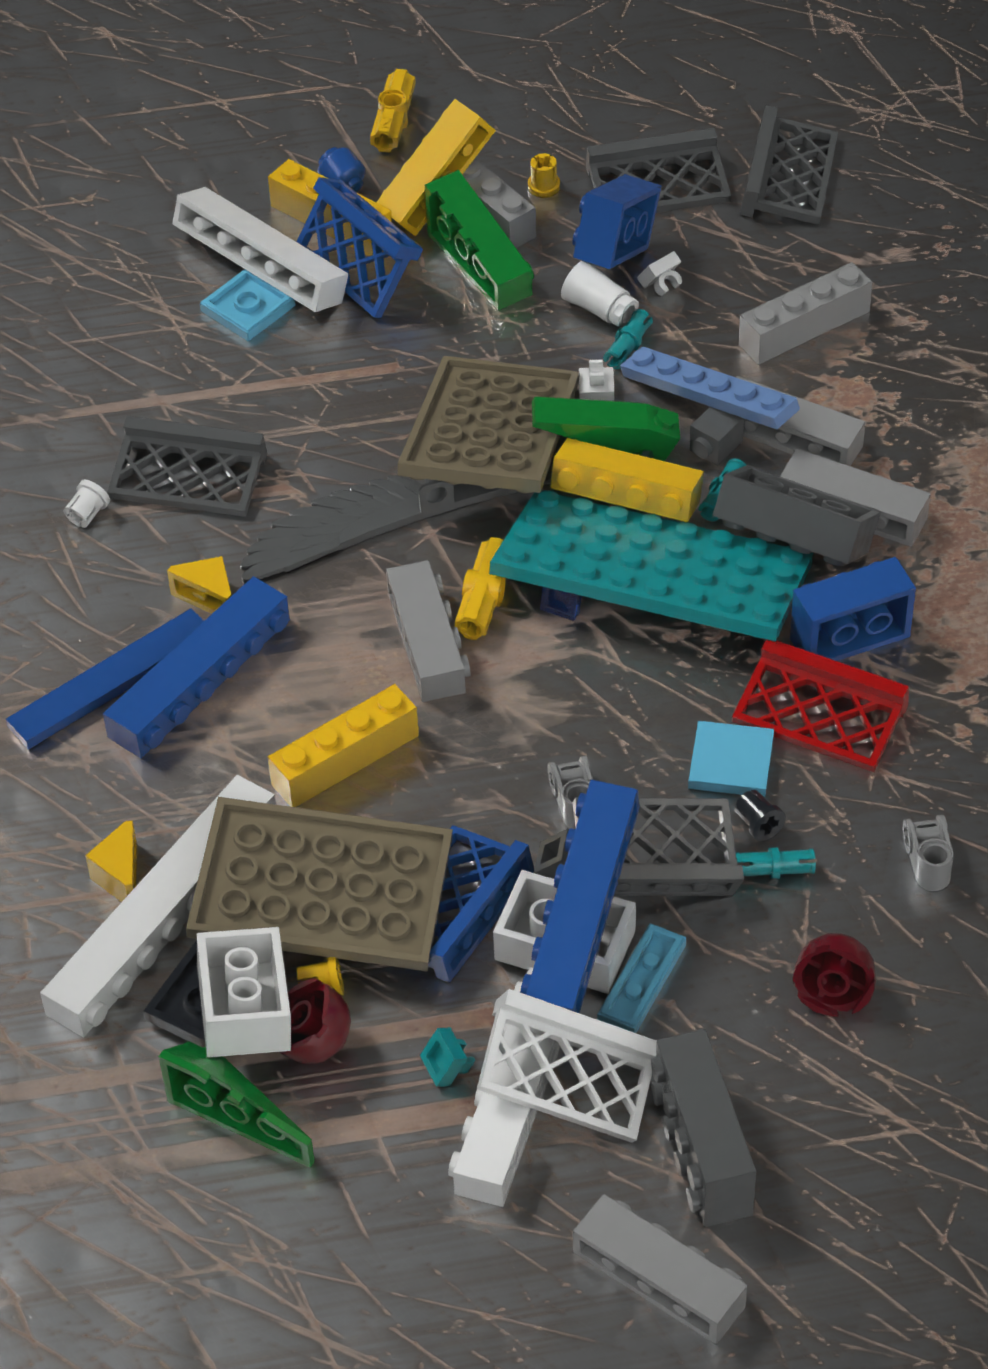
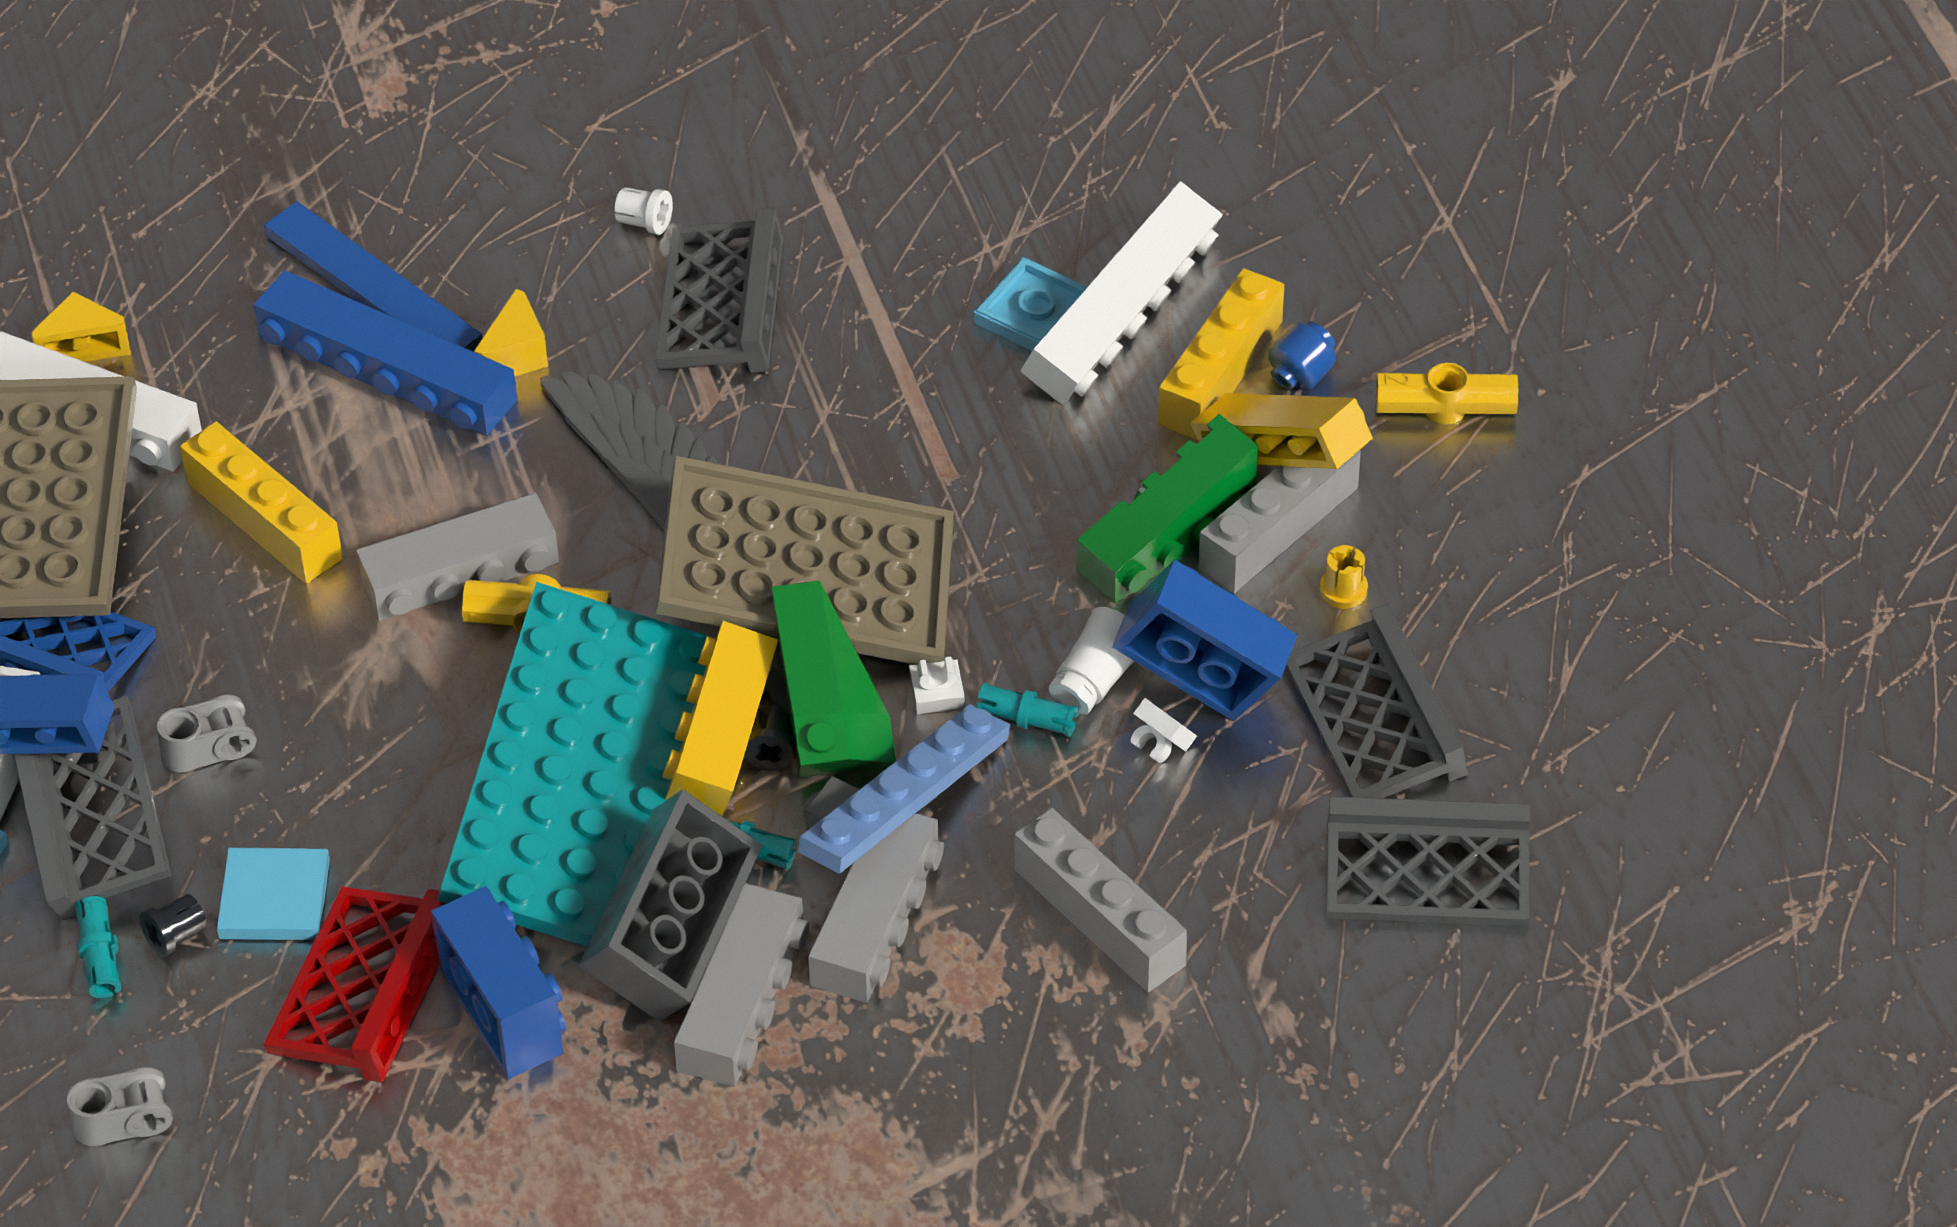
camera: 80 degrees right, 0 degrees up
(374, 226) = (1136, 373): blue fence -> none

